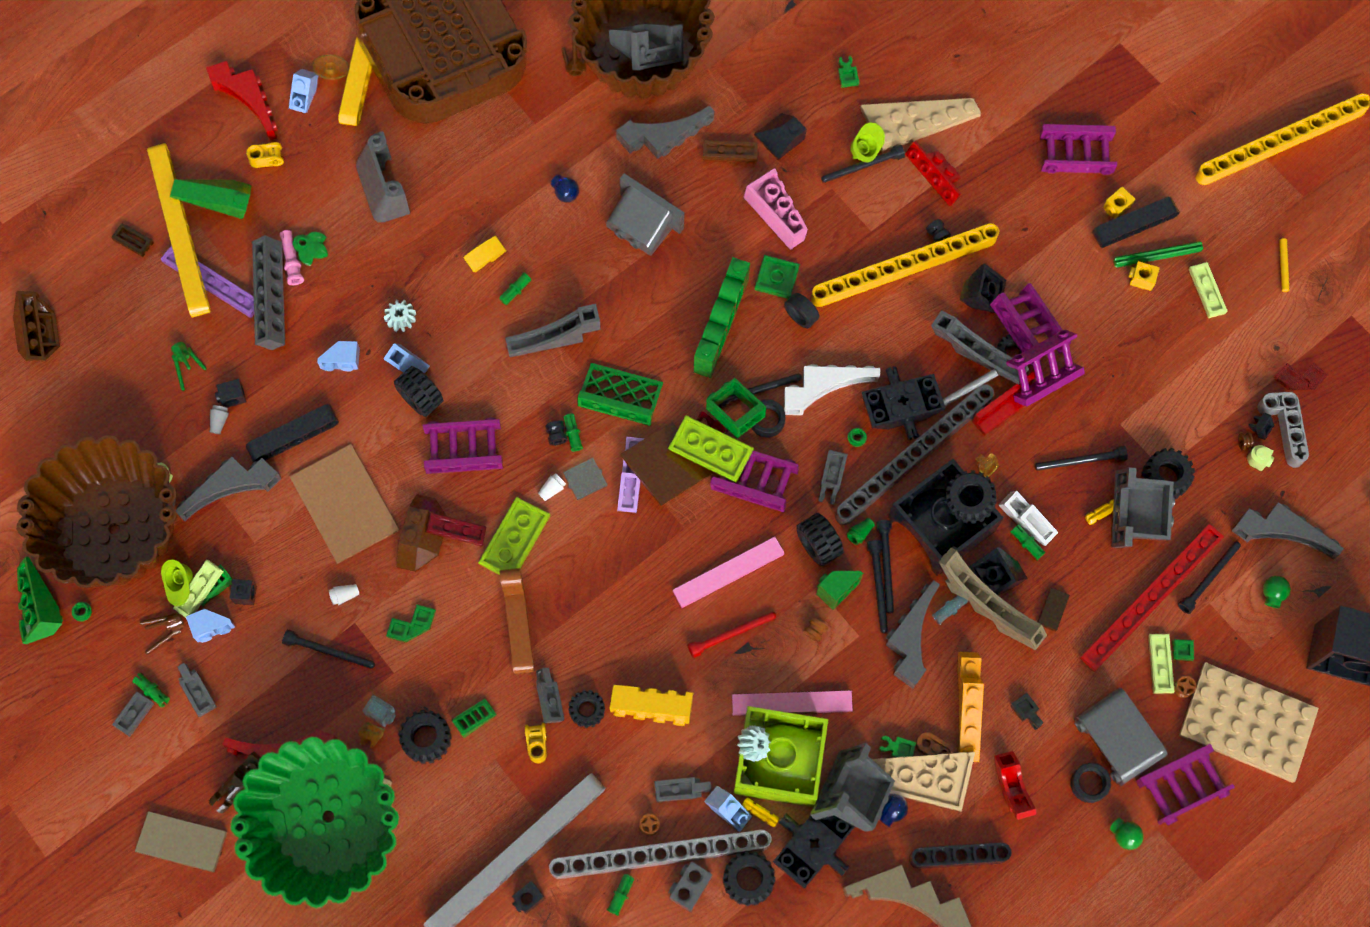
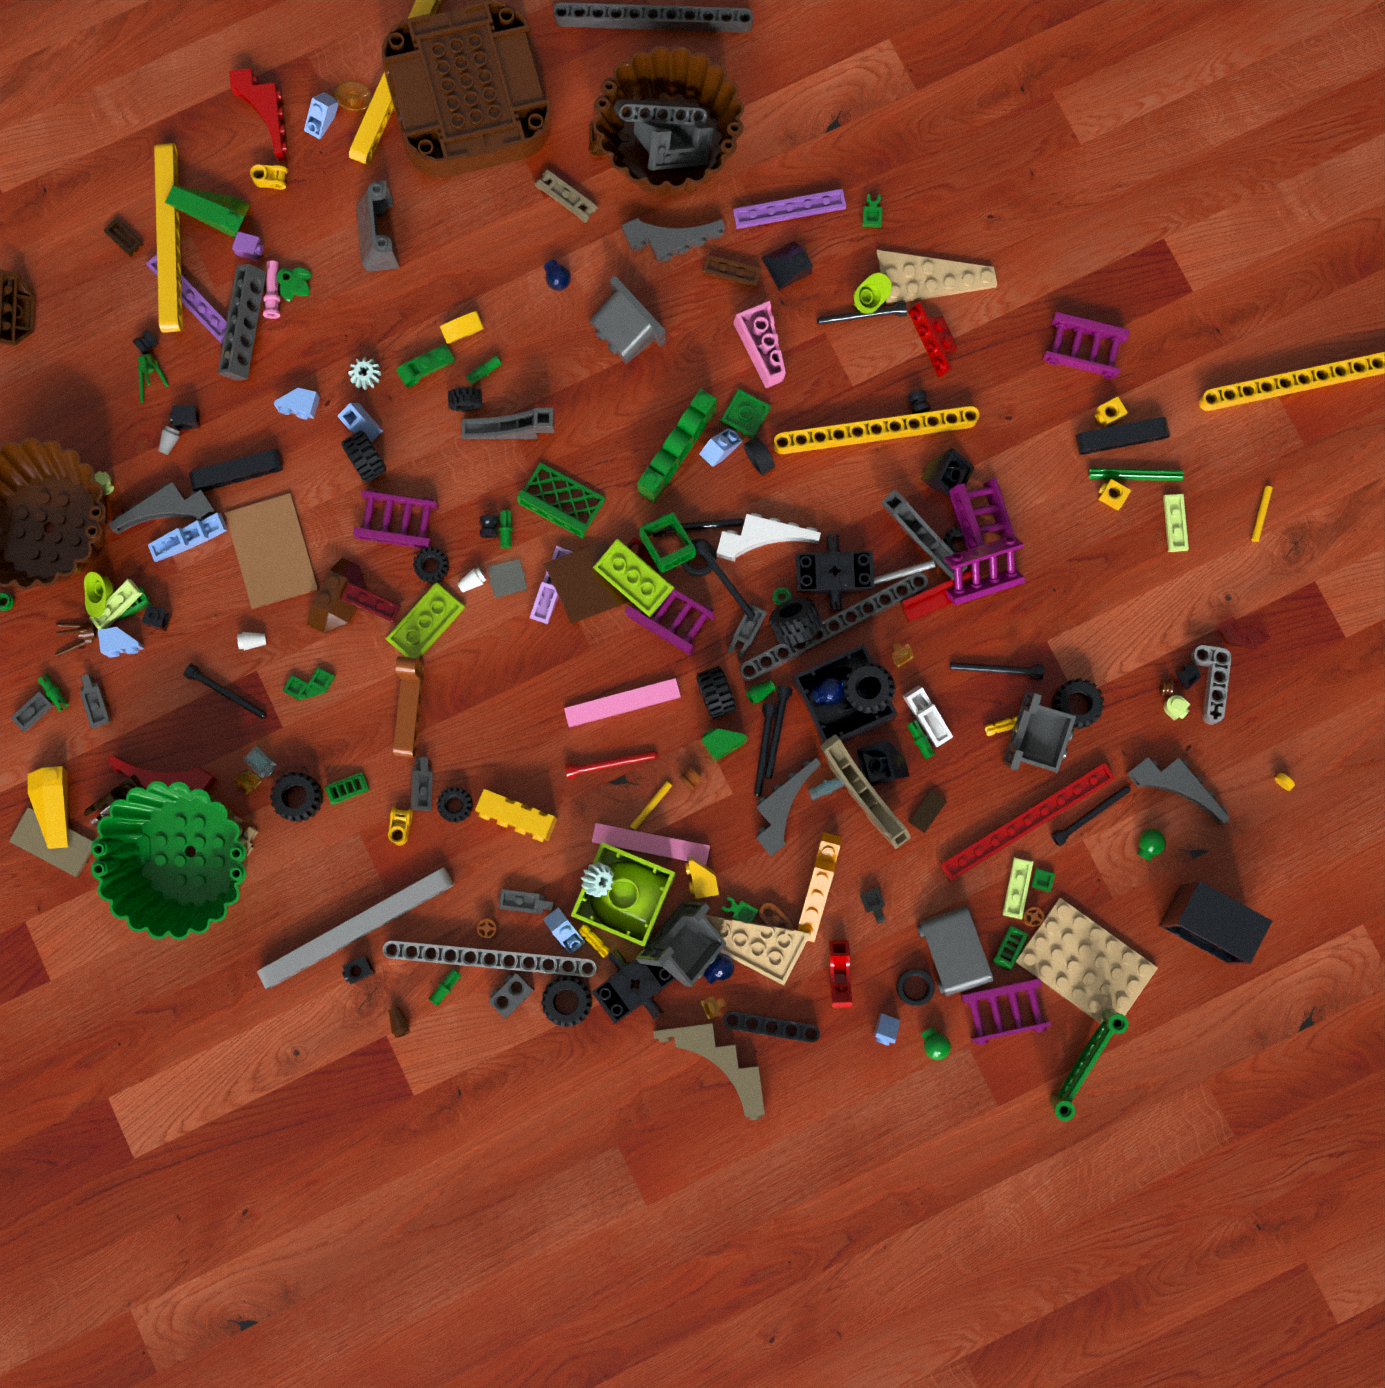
camera: 20 degrees right, 10 degrees up
(168, 796) = (50, 803): none -> yellow wedge
(174, 333) = (145, 342): none -> black wheel
(257, 508) = (187, 537): none -> light blue slope
(258, 222) = (248, 246): none -> medium lavender brick
(455, 296) = (424, 365): none -> green plate
(503, 471) = (426, 554): none -> black tyre
(504, 318) = (465, 399): none -> black tyre
(555, 115) = (566, 195): none -> dark tan plate
(623, 19) = (653, 107): none -> dark grey beam
(762, 311) = (720, 446): none -> light blue slope
(769, 85) = (789, 209): none -> medium lavender plate
(771, 408) = (703, 550): none -> black piece
(782, 665) = (651, 805): none -> yellow bar
(854, 725) = (703, 879): none -> yellow slope
(879, 454) = (795, 621): none -> black tyre
(896, 849) = (712, 1007): none -> clear yellow tile
(932, 509) = (829, 691): none -> clear blue piece
(1075, 830) = (886, 1029): none -> light blue slope
(1167, 735) = (997, 960): none -> green slope
(1279, 813) = (1111, 1024): none -> green piece

